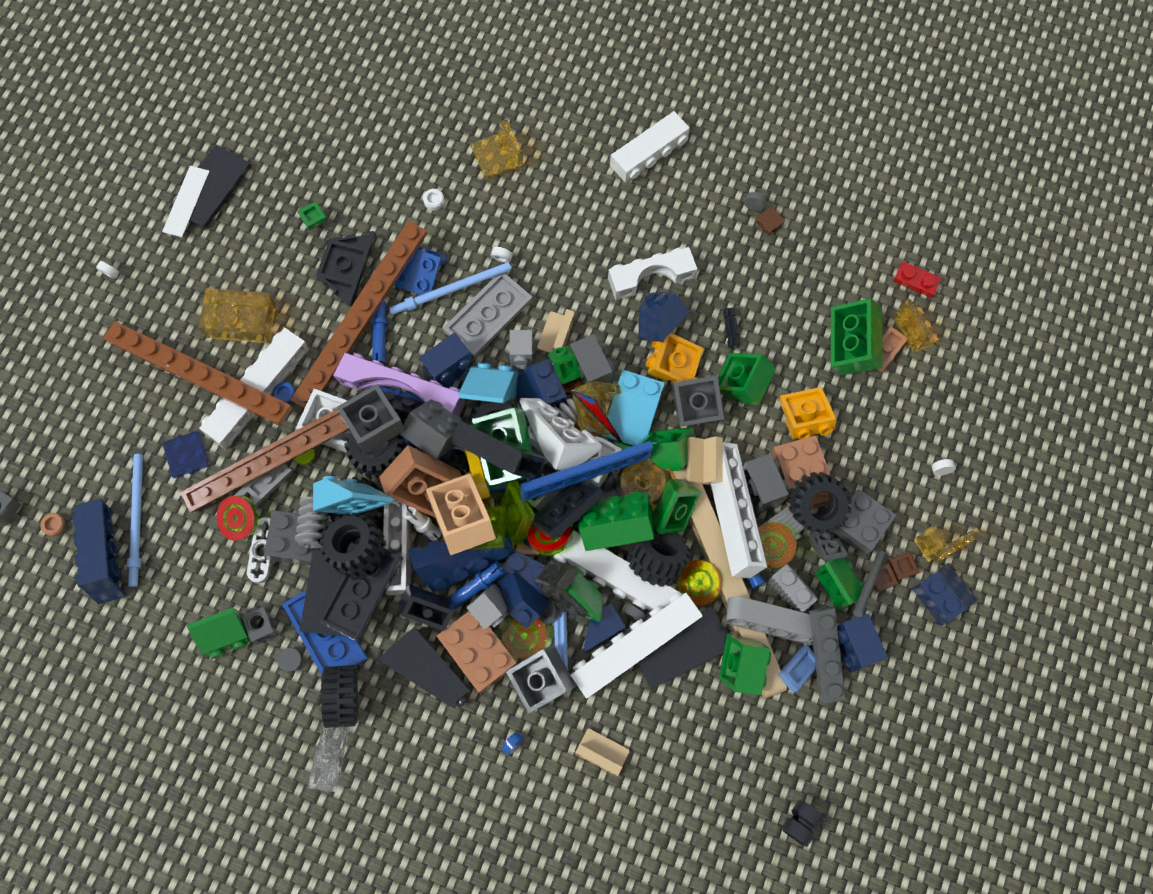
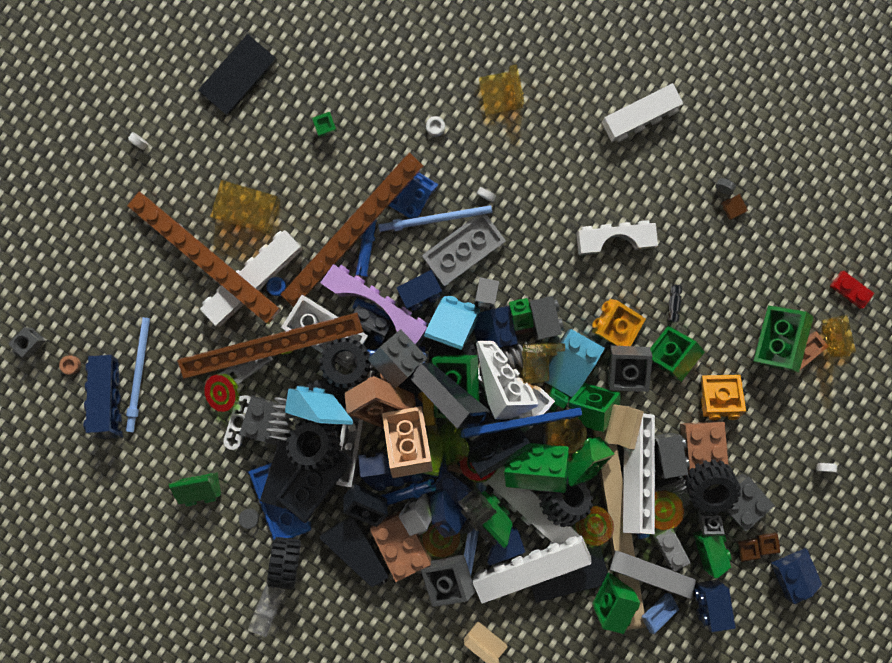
camera: 15 degrees right, 15 degrees up
(185, 201) = (214, 86): white sticker -> none
(185, 454) = (185, 324): clear blue piece -> none
(268, 629) = (223, 493): dark grey brick -> none
(345, 264) = (346, 175): black wing -> none
(370, 419) = (344, 346): dark grey brick -> none
(422, 523) = (373, 431): white pin -> none
(512, 743) = (415, 623): blue tile -> none
(556, 331) = (520, 277): tan panel -> none
(595, 408) = (541, 366): sticker -> none
(634, 613) = (535, 539): dark grey tile -> none
(660, 315) = (614, 285): dark blue slope -> none
(827, 655) = (685, 608): dark grey plate -> none
(869, 584) = (736, 559): dark grey bar -> none
(934, 545) = (801, 537): clear yellow bracket -> none

